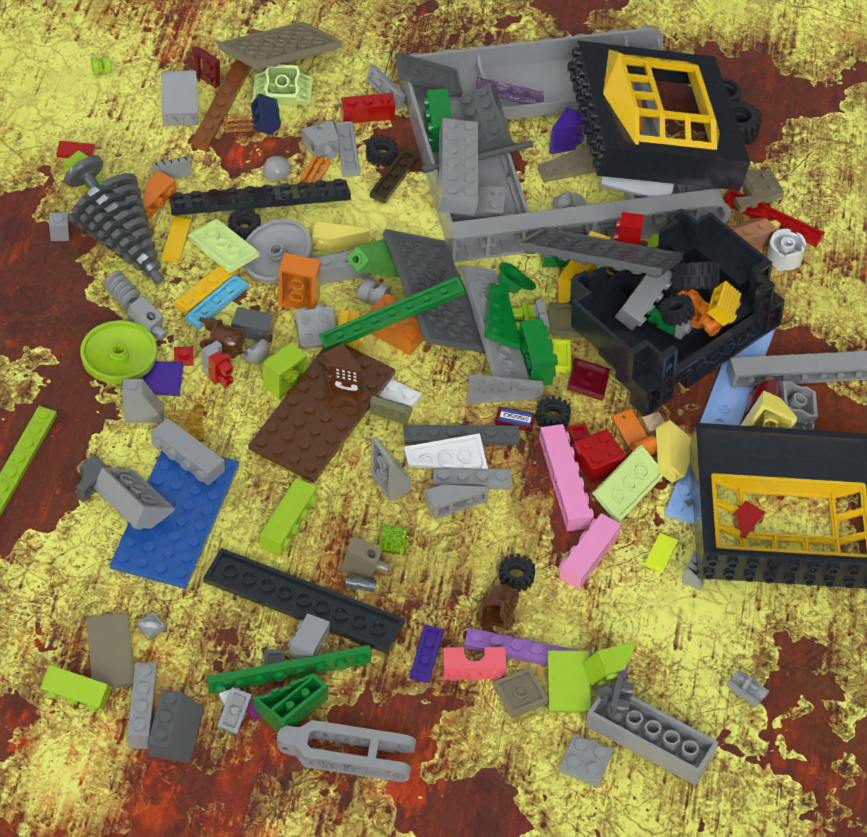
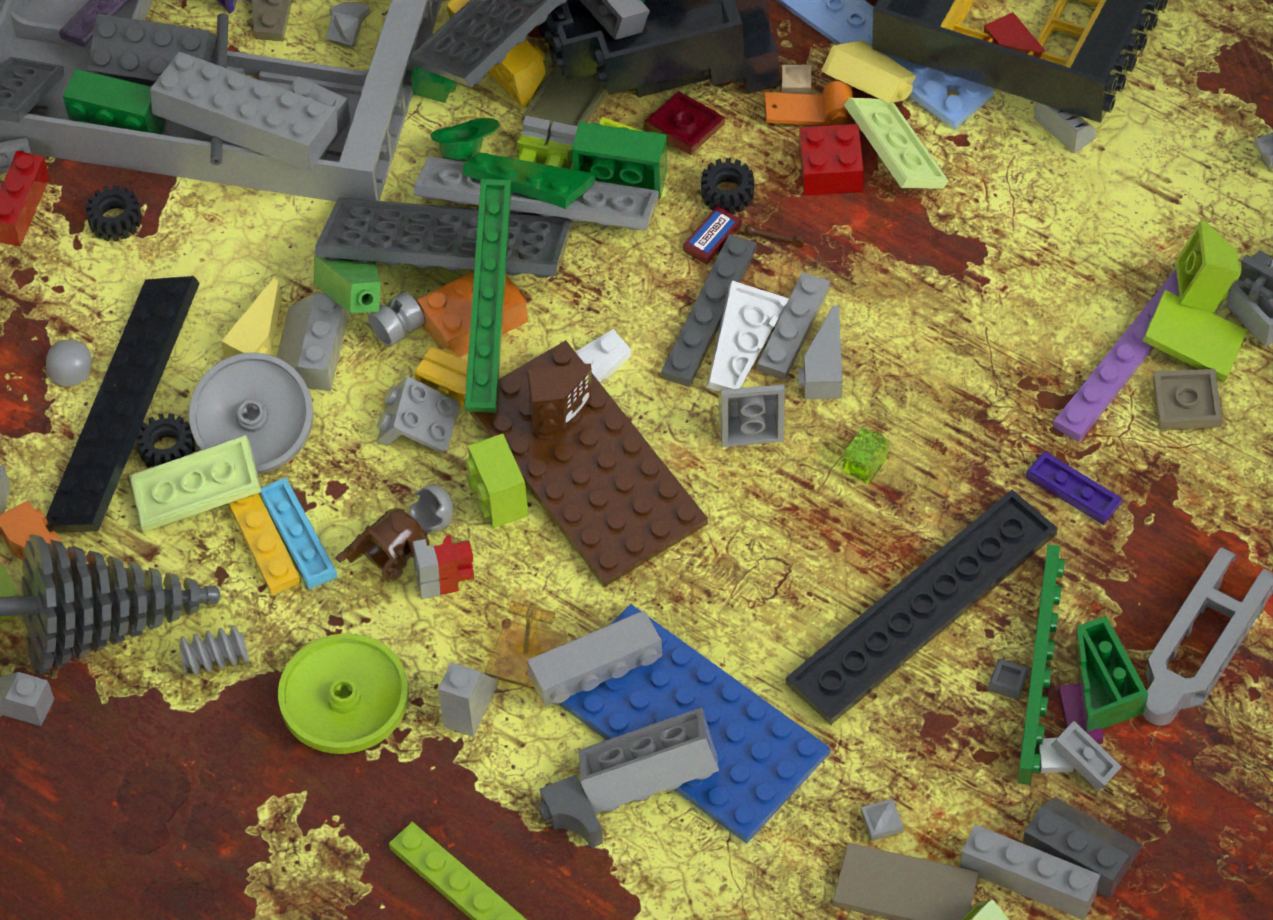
camera: 60 degrees left, 5 degrees up
(147, 316) = (294, 629): light grey torso -> none
(165, 378) = (421, 651): dark purple tile -> none
(176, 239) = (139, 544): yellow tile -> none
(184, 355) = (384, 612): red plate -> none
(254, 323) = (375, 494): dark grey brick -> none
(288, 517) = (765, 572): lime brick -> none
(299, 281) = (345, 399): orange brick -> none
(309, 637) = (1000, 617): light grey brick -> none
(314, 160) = (88, 299): orange tile -> none
(321, 139) = (49, 280): light grey torso -> none
(347, 149) = (78, 257): light grey tile -> none
(360, 583) = (920, 527): dark grey pin -> none
(363, 559) = (889, 504): dark tan torso -> none
(390, 409) = (631, 373): olive bracket -> none
(394, 175) = (173, 215): dark brown plate -> none
(458, 667) = (1113, 455): coral arch -> none
(499, 389) = (661, 227): light grey wing -> none
(501, 600) = (1042, 368): reddish brown helmet -> none
(520, 564) = (985, 316): black tyre -> none
(565, 477) = (847, 212): bright pink brick -> none
(577, 432) = (773, 171): red tile -> none
(589, 551) = (987, 232): bright pink brick -> none
(661, 552) = (1019, 155): neon yellow tile -> none

